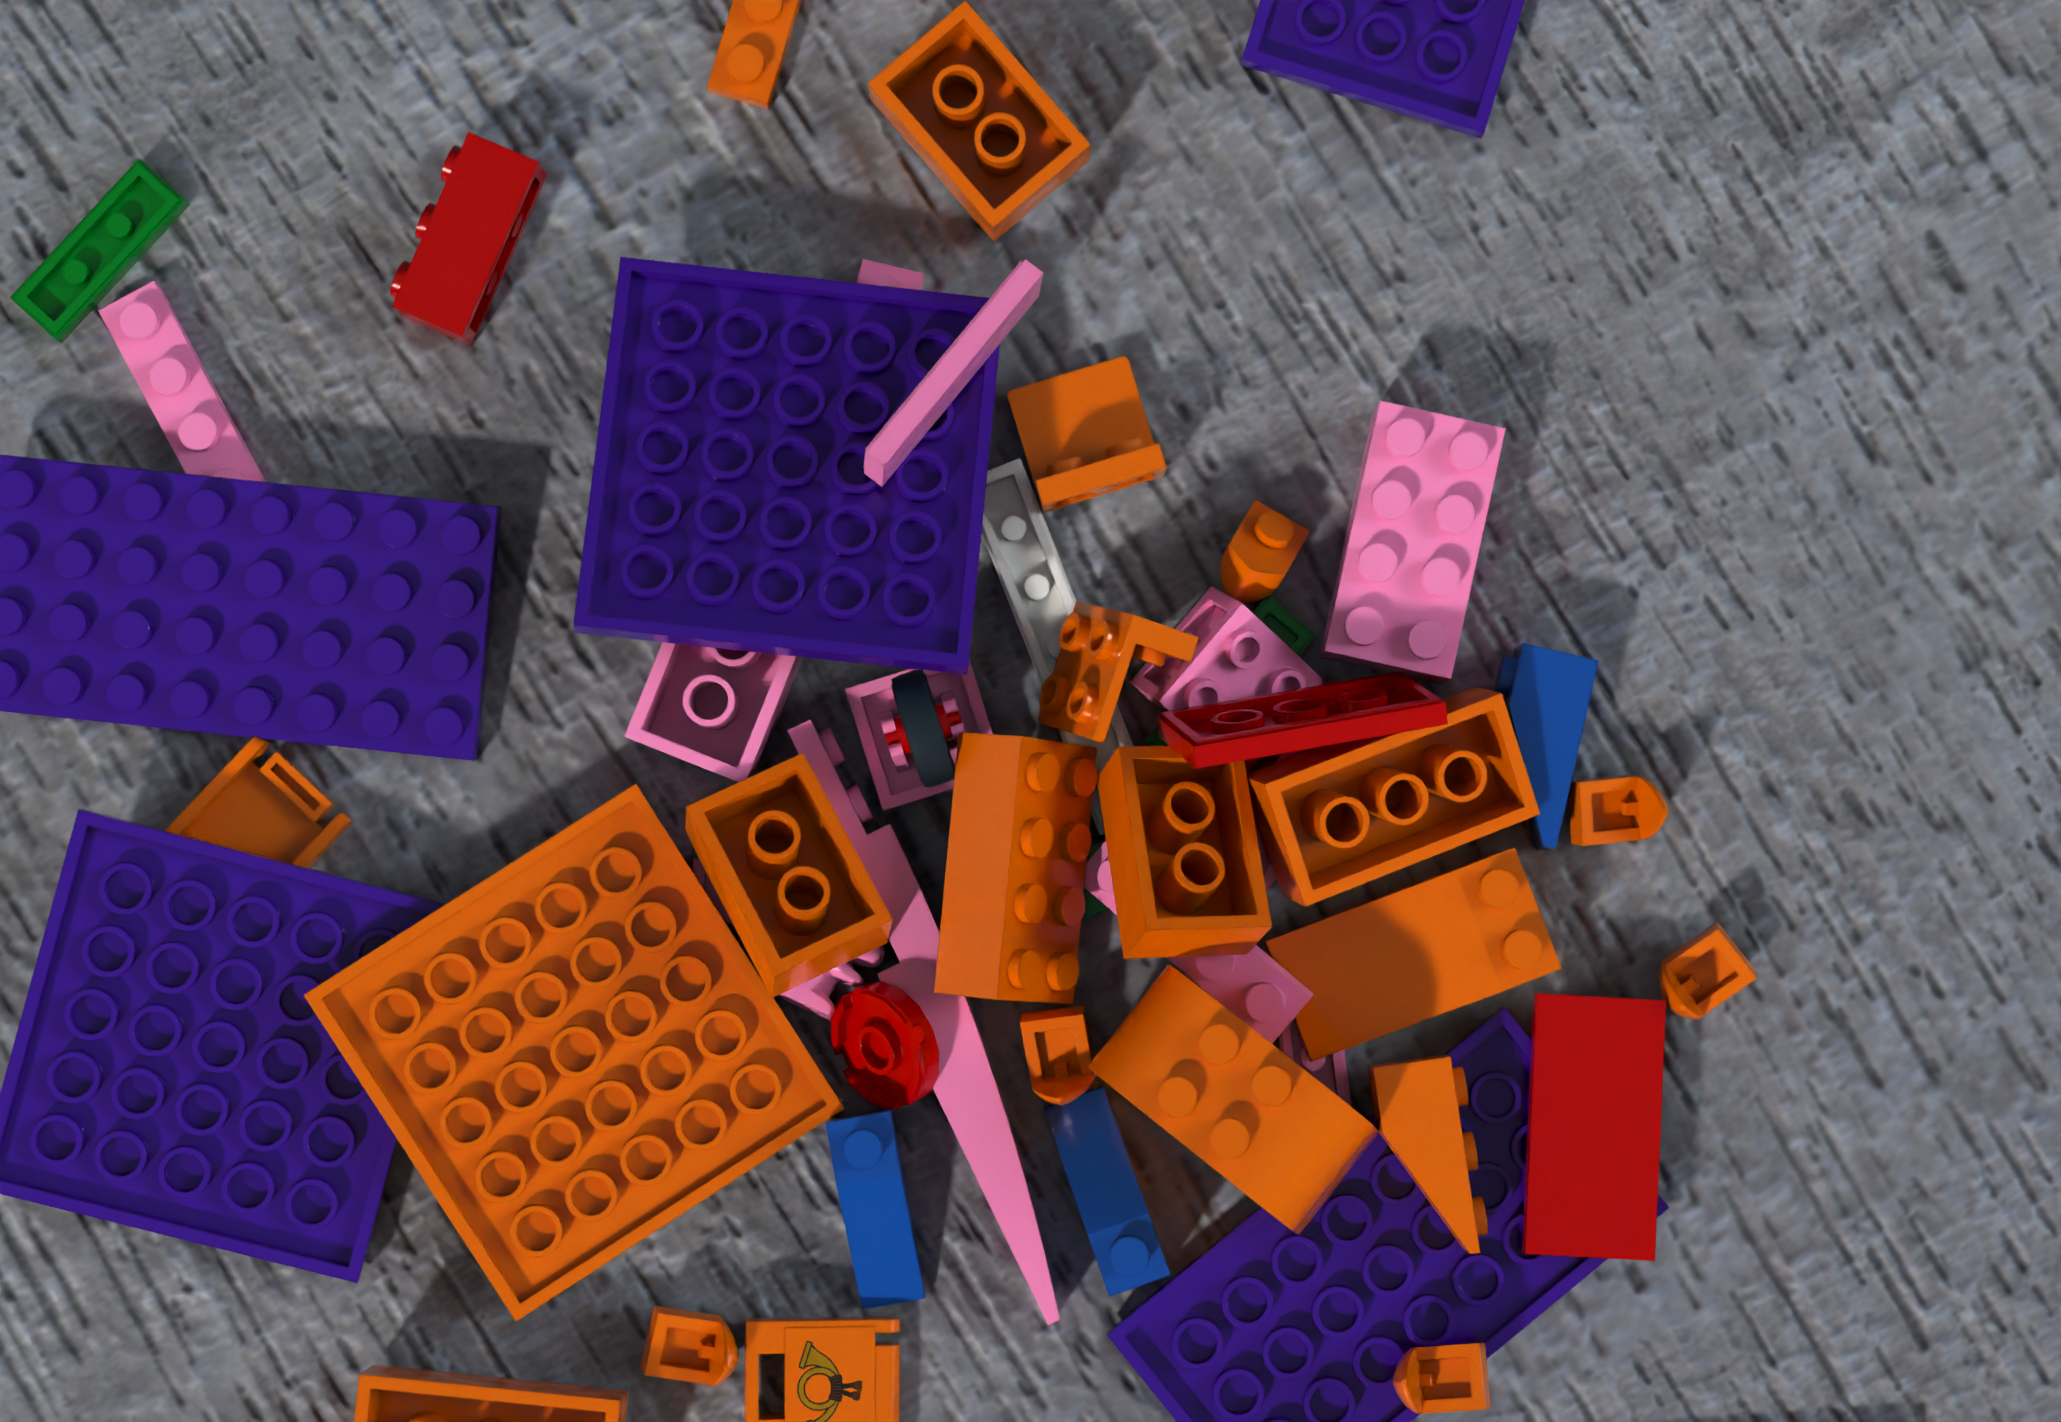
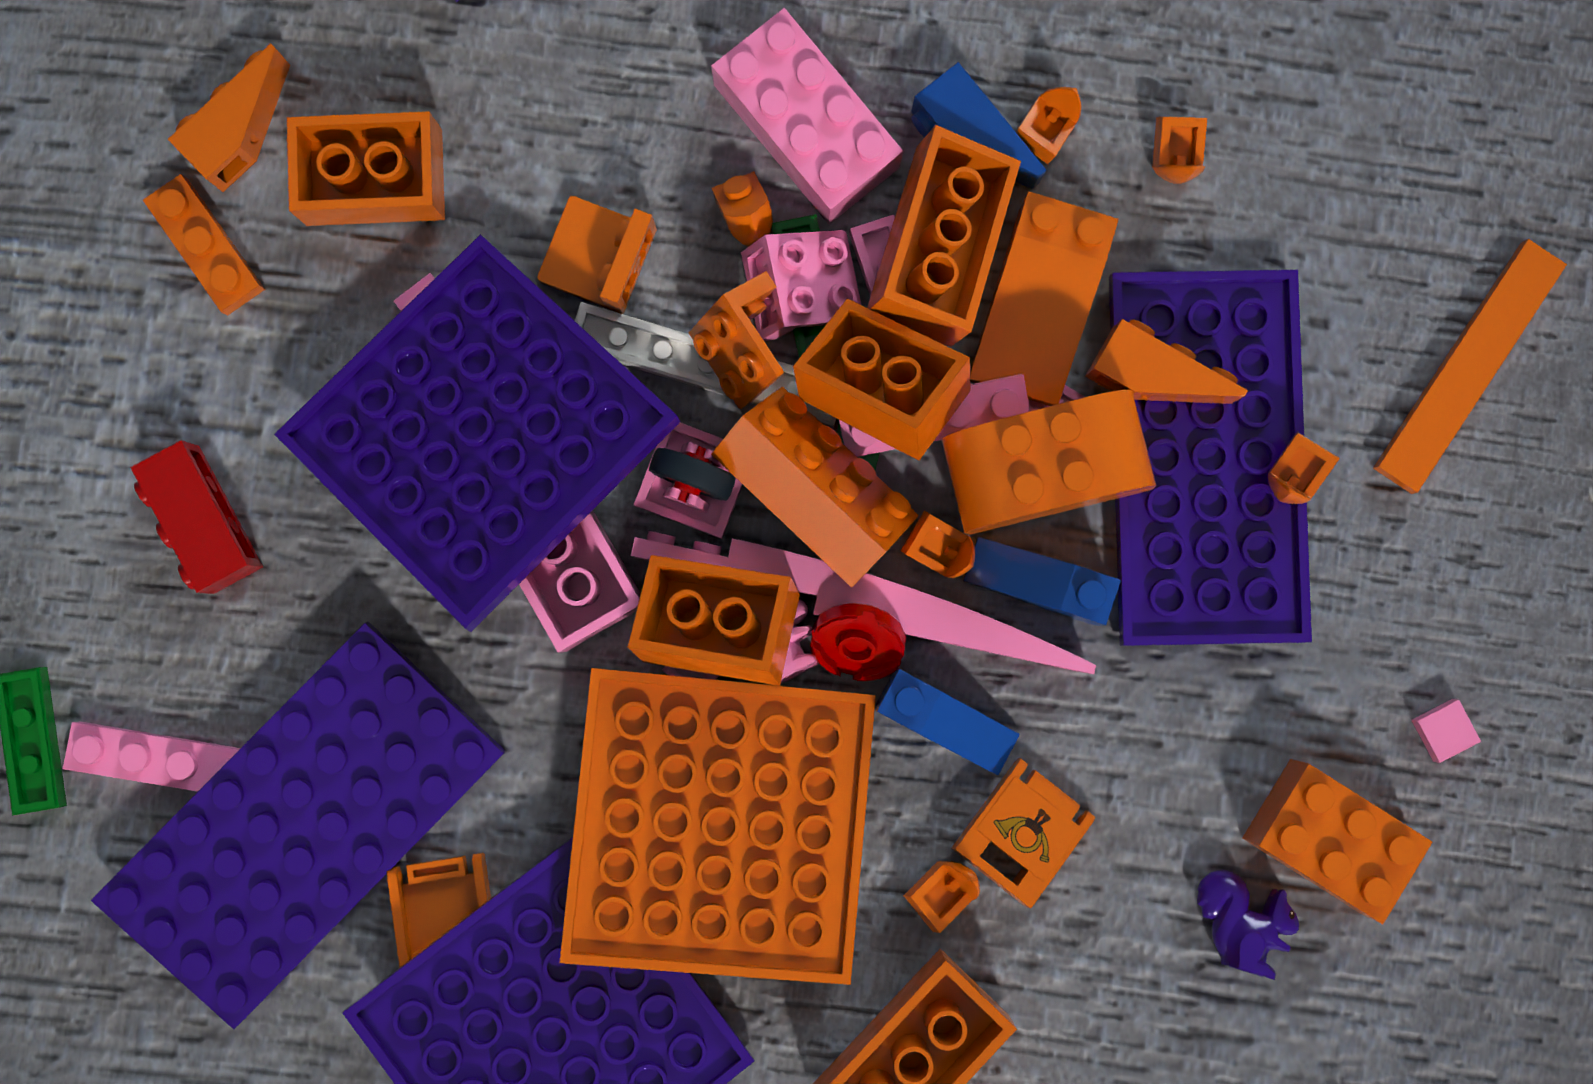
camera: 60 degrees left, 0 degrees up
(952, 372) = (496, 291): bright pink tile -> none
(1300, 719) = (860, 250): red tile -> none
(1594, 1126) = (1221, 274): red tile -> none

